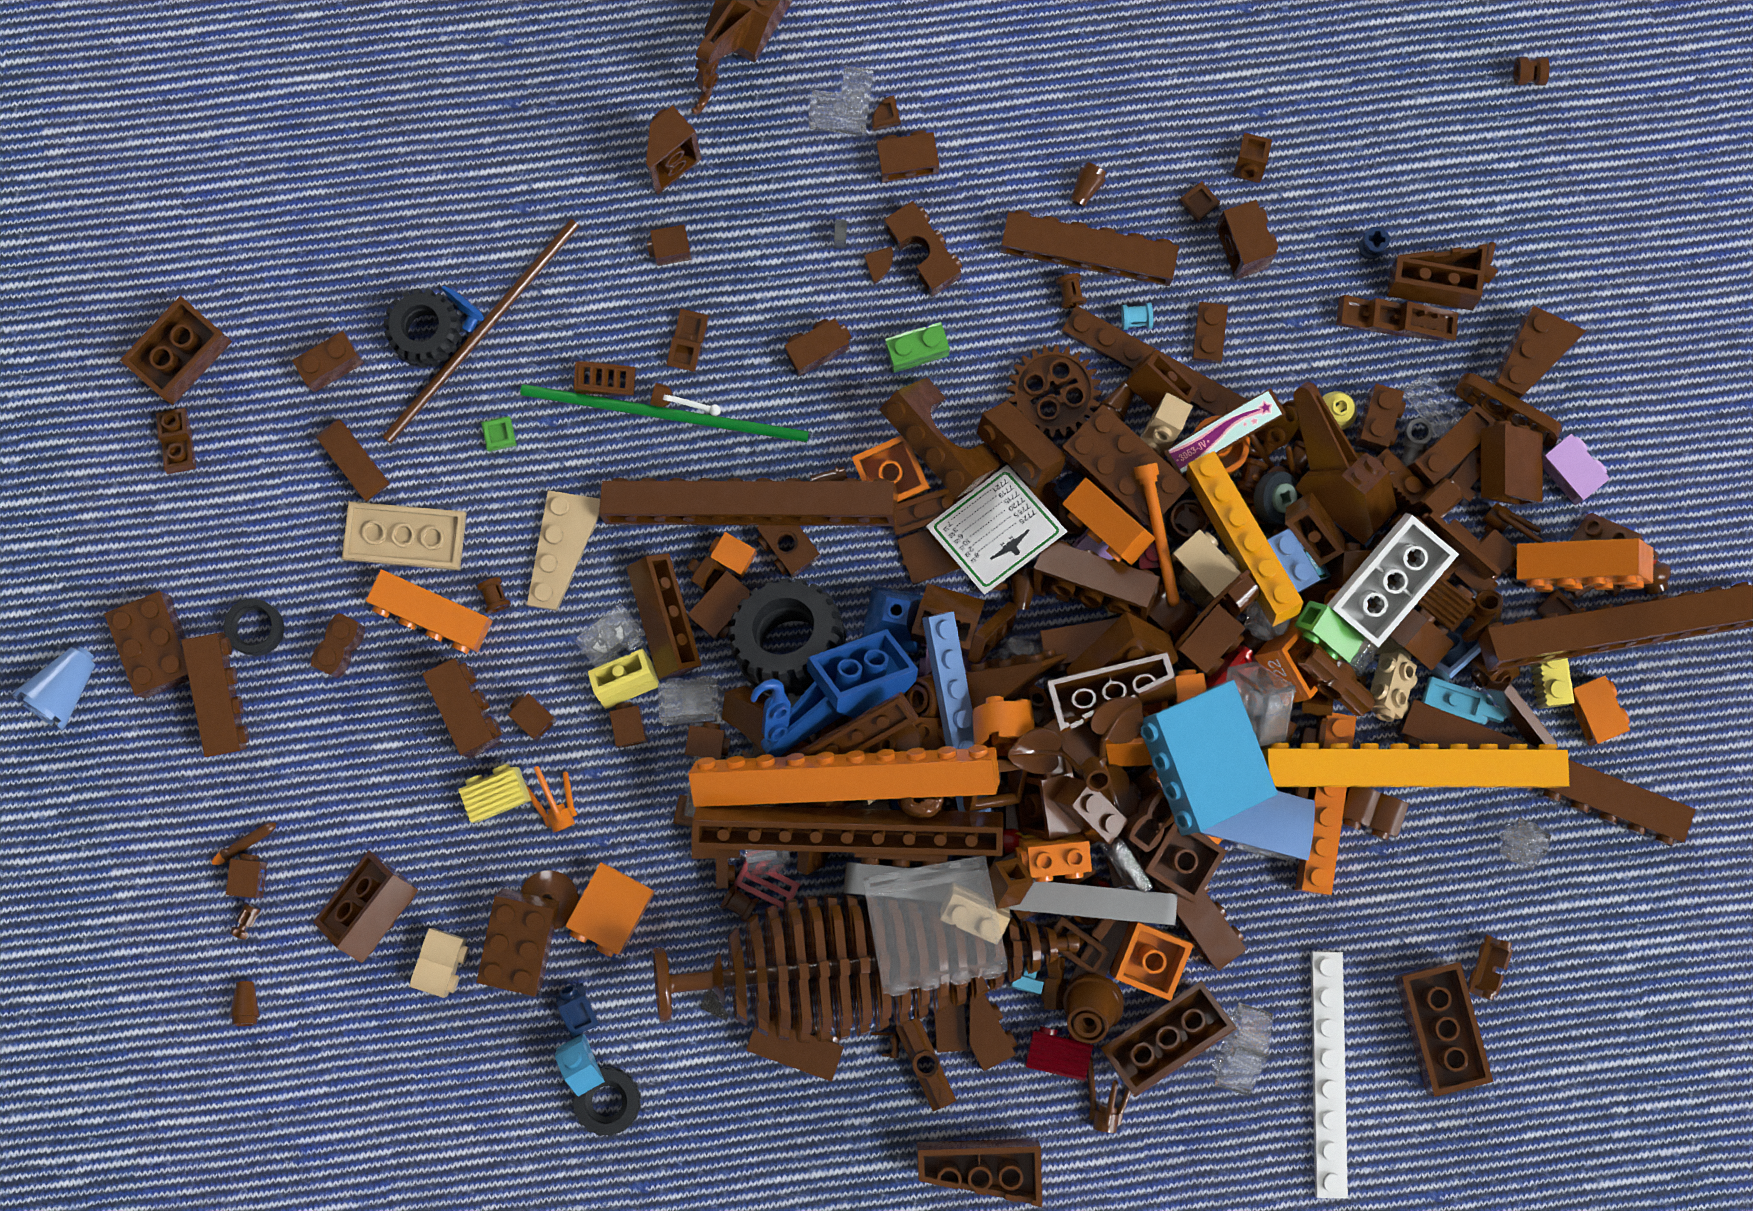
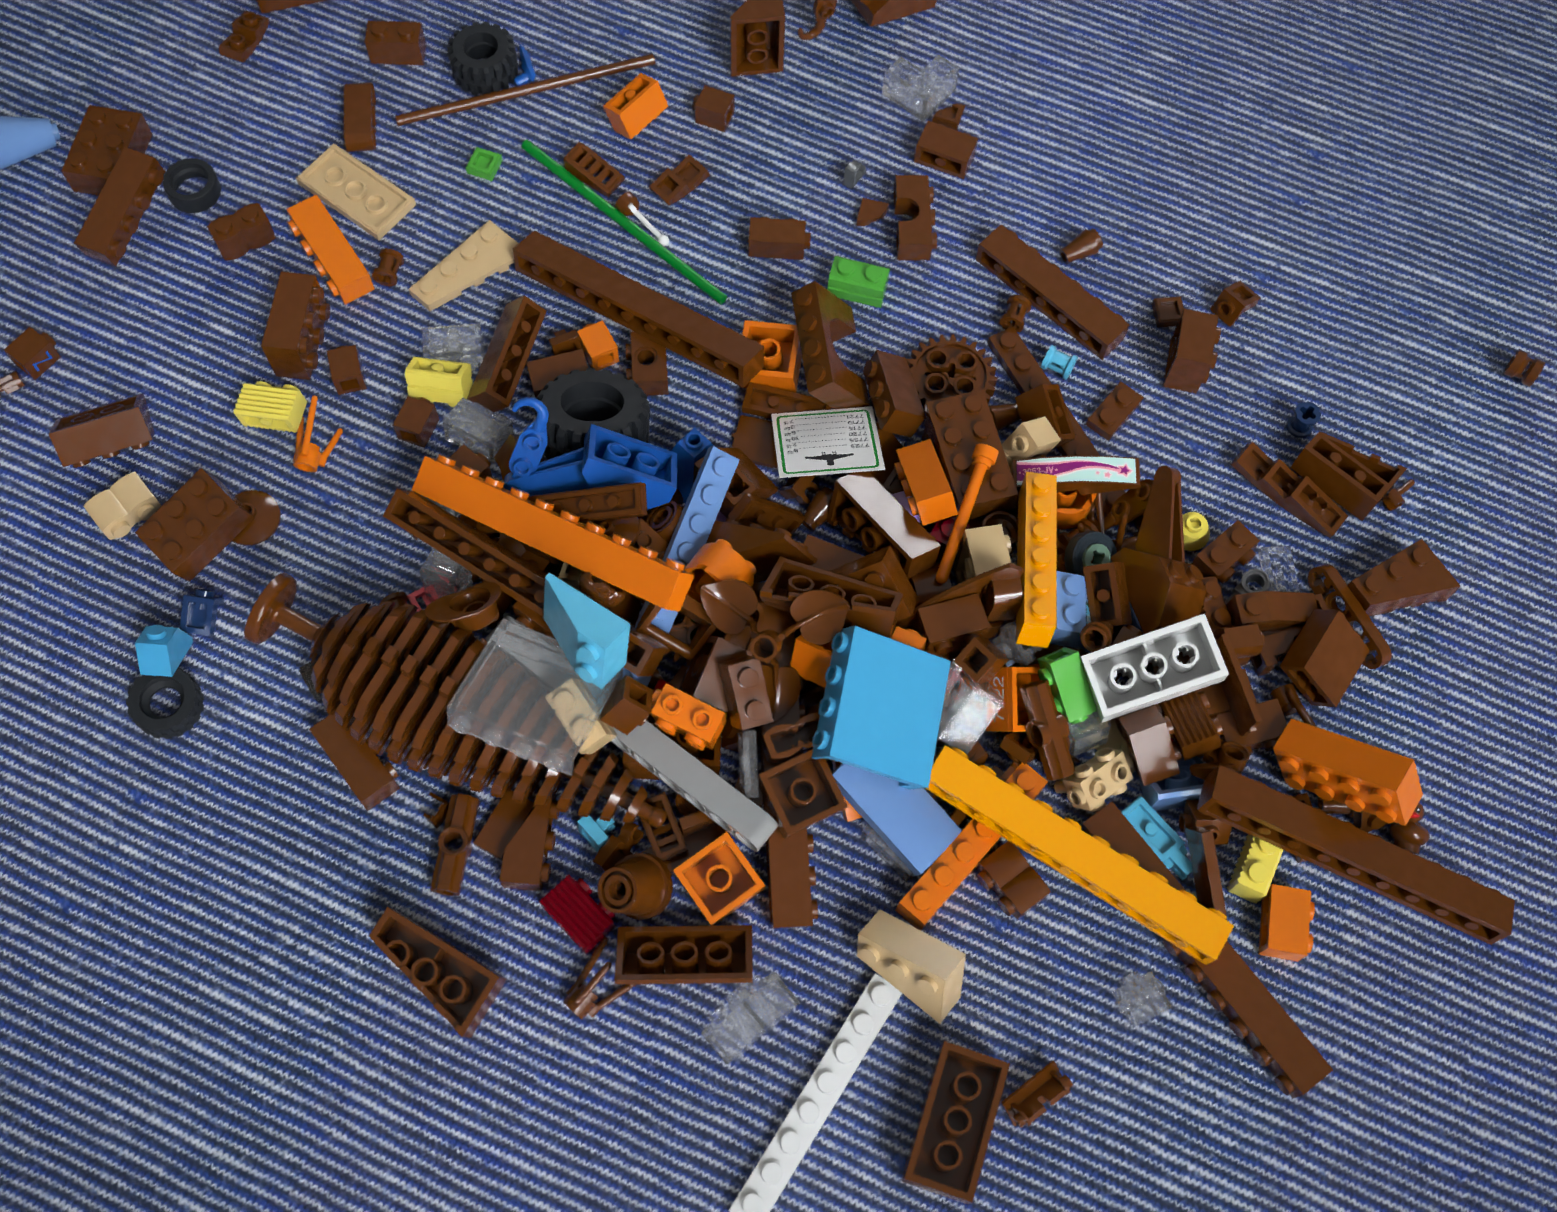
camera: 30 degrees right, 15 degrees down
(242, 844) = (58, 330): reddish brown piece -> none
(600, 291) = (635, 106): none -> orange brick
(609, 910) = (291, 546): orange brick -> none
(724, 870) = (411, 555): reddish brown brick -> none
(823, 885) = (468, 608): none -> reddish brown piece
(946, 855) = (586, 632): none -> medium azure slope
(1255, 660) = (981, 659): none -> reddish brown brick
(1332, 576) = (1097, 635): none -> reddish brown cone
(1338, 928) = (913, 963): none -> tan wedge
(1574, 469) = (1382, 700): lavender brick -> none

